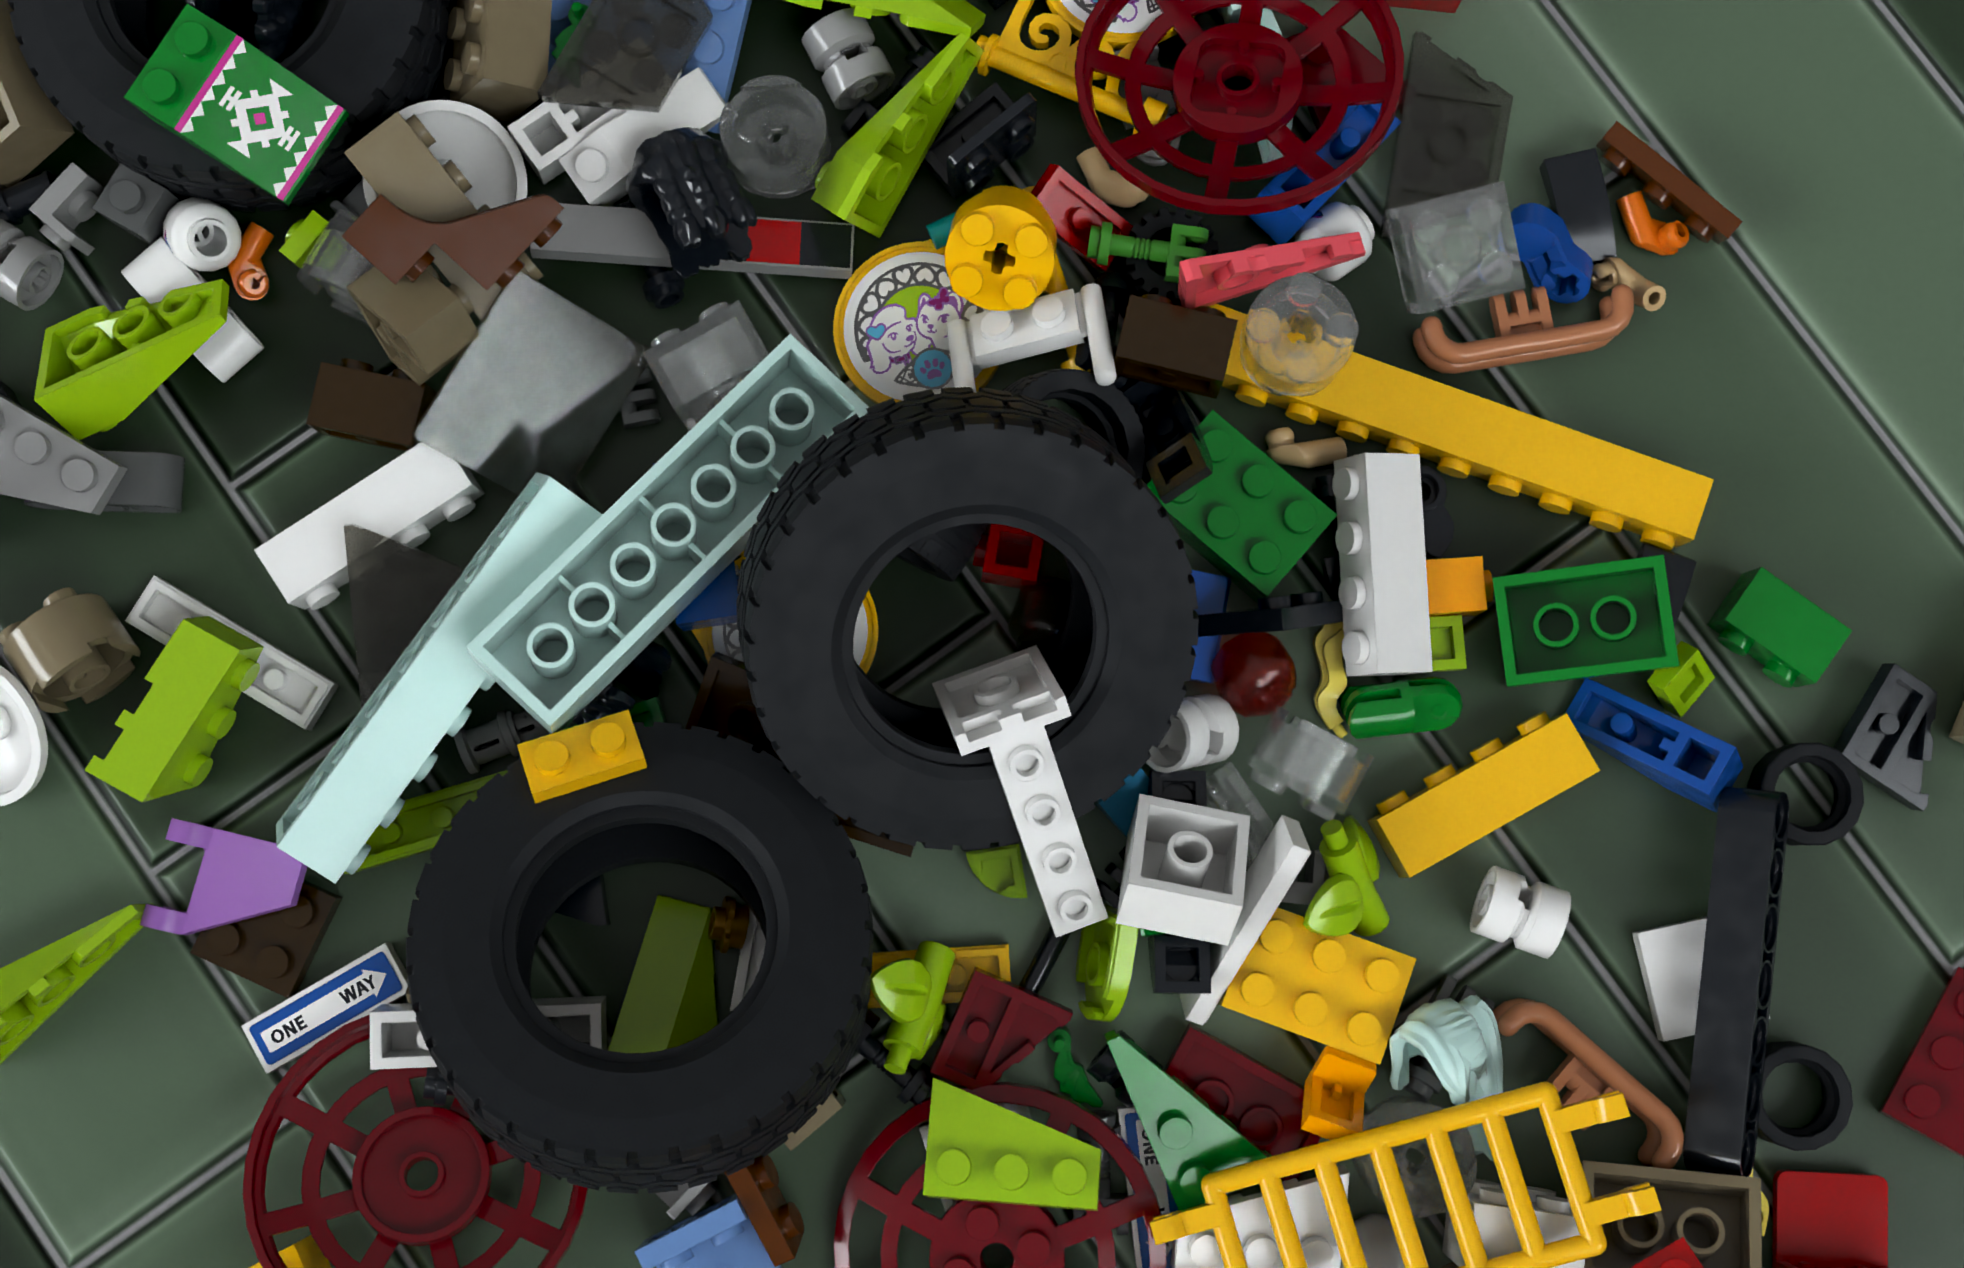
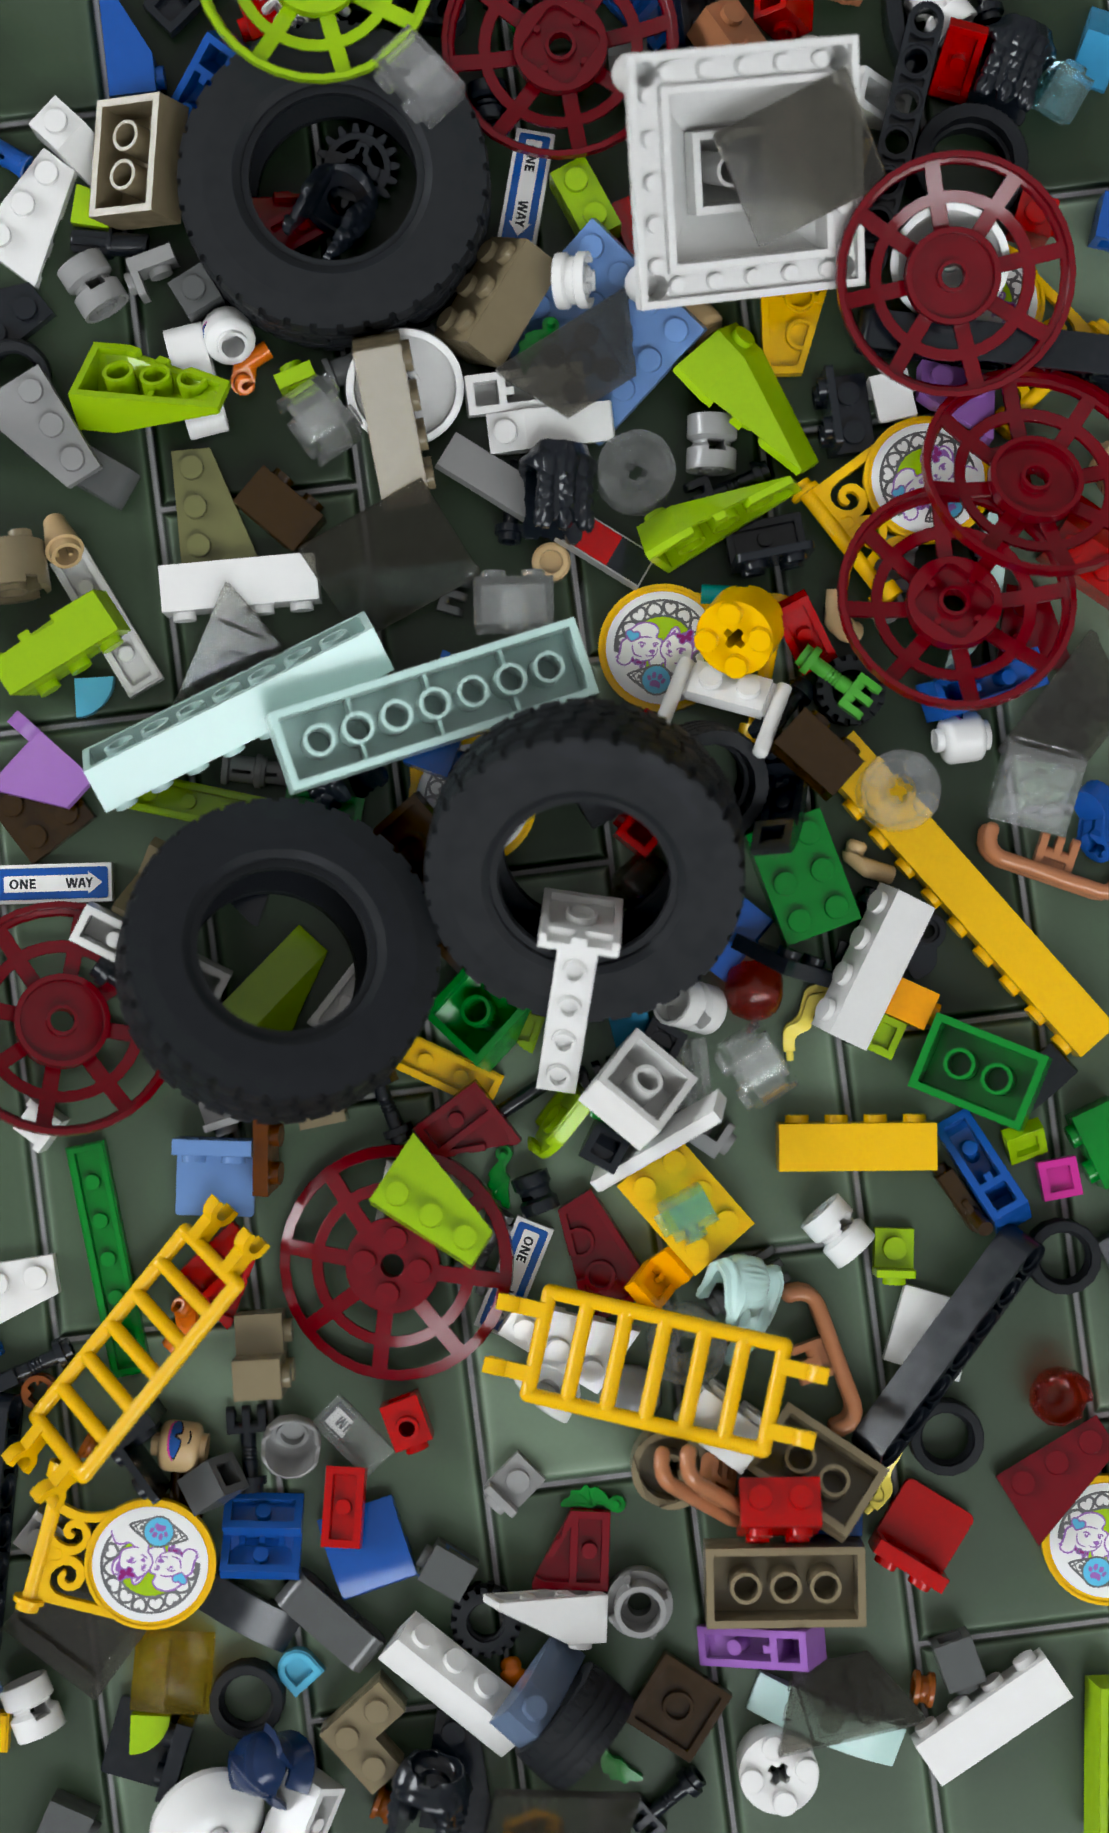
camera: 20 degrees right, 5 degrees up
(124, 586) = (62, 543): none -> tan cone
(236, 104) = (300, 281): green slope -> none
(258, 750) = (92, 694): none -> medium azure tile
(281, 454) = (206, 511): none -> olive wing
(417, 321) = (341, 473): dark tan brick -> none
(480, 243) = (408, 453): reddish brown arch -> none
(581, 756) = (302, 818): yellow plate -> none
(729, 925) = (334, 968): pearl gold plate -> none
(732, 287) = (553, 560): none -> tan tile
(913, 997) = (426, 1077): lime plant -> none
(938, 893) = (477, 1021): none -> green slope
(1179, 1124) = (550, 1244): wing -> none
(1237, 273) = (902, 733): coral wing -> none
(1329, 993) = (686, 1214): none -> clear light blue brick
(1348, 896) = (736, 1161): lime plant -> none
(1400, 707) = (835, 1061): green arm -> none
(1603, 905) = (893, 1255): none -> lime bracket
(1649, 793) = (962, 1200): none -> dark brown piece
(1747, 702) = (1058, 1178): none -> dark pink plate
(1903, 967) = (1059, 1395): none -> clear red hair

